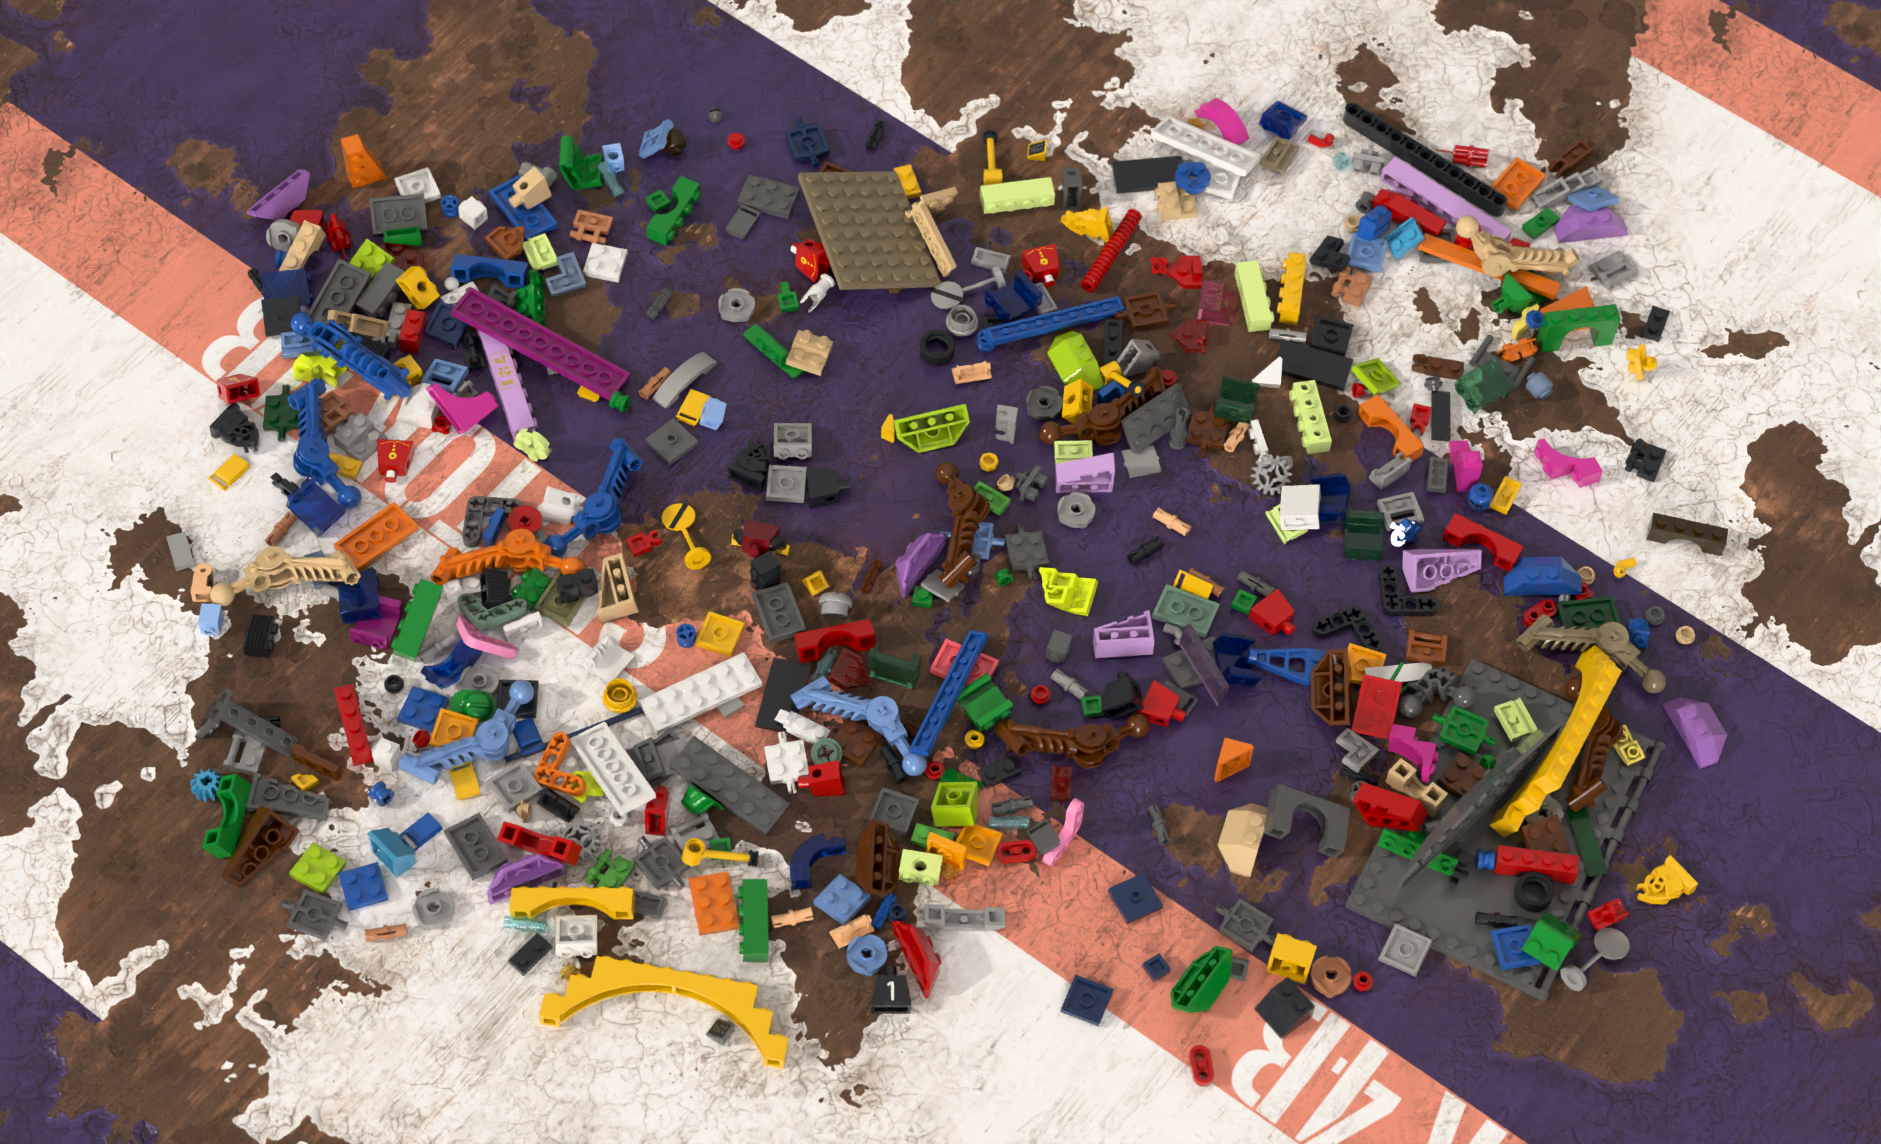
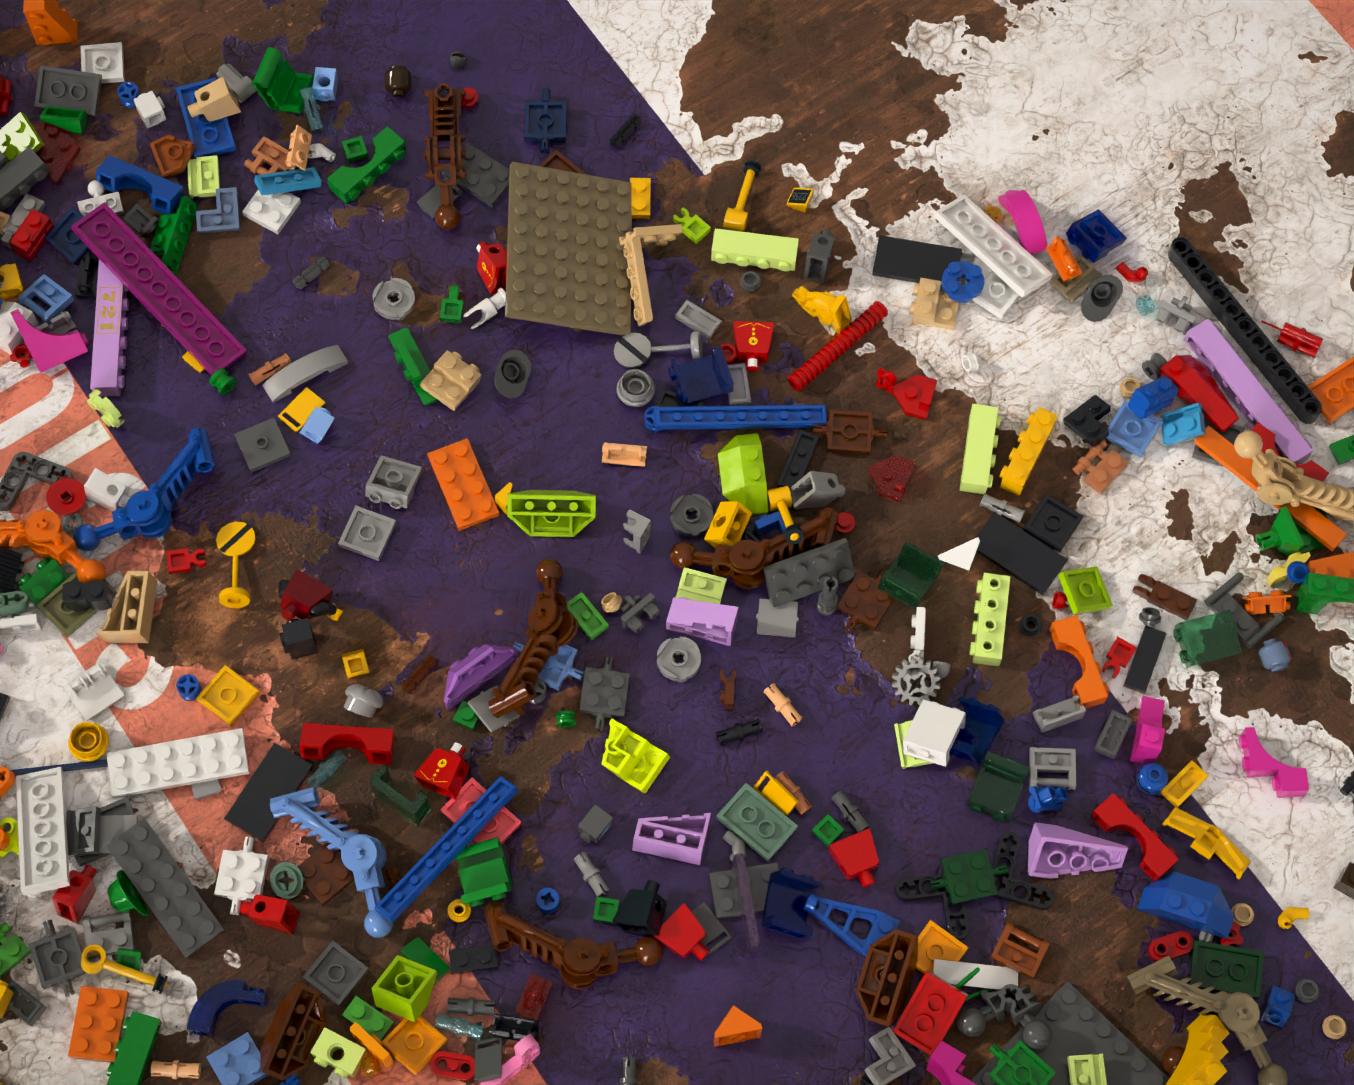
camera: 20 degrees right, 10 degrees up
(408, 282) = (45, 175): yellow brick -> none
(496, 523) = (35, 491): blue plate -> none
(612, 205) = (299, 148): none -> light nougat hinge
(613, 237) = (287, 181): none -> dark azure plate
(628, 210) = (319, 150): none -> white arm
(655, 139) = (376, 74): medium blue plate -> none
(728, 159) = (445, 127): none -> reddish brown piece
(751, 465) = (337, 499): black piece -> none
(778, 612) = (300, 689): dark grey plate -> none
(801, 726) = (273, 839): white hinge -> none
(824, 486) = (406, 549): black torso -> none
(848, 671) = (349, 785): clear red plate -> none
(849, 428) = (463, 484): none -> orange plate
(858, 334) = (512, 373): none -> dark grey piece
(893, 764) = (357, 915): black pin -> none
(922, 639) = (444, 771): none -> red torso
(934, 776) = (403, 942): red plate -> none
(937, 336) = (596, 397): black tyre -> none
(964, 191) = (692, 227): none -> lime plate
(989, 462) = (602, 570): yellow tile -> none
(1021, 221) = (750, 281): none -> dark grey plate
(1039, 715) = (548, 906): none -> blue wheel
(1040, 694) = (554, 877): red plate -> none
(1052, 810) = (514, 1027): none -> black hinge
(1126, 525) = (727, 695): none -> reddish brown plate
(1217, 303) = (934, 446): clear pink slope -> none
(1236, 436) = (896, 618): light nougat pin -> none
(1265, 141) = (1063, 259): none -> orange hinge
(1305, 162) = (1101, 297): none -> dark grey piece
(1367, 603) = (968, 876): none -> dark green plate
(1540, 529) = (1208, 840): none -> yellow plate

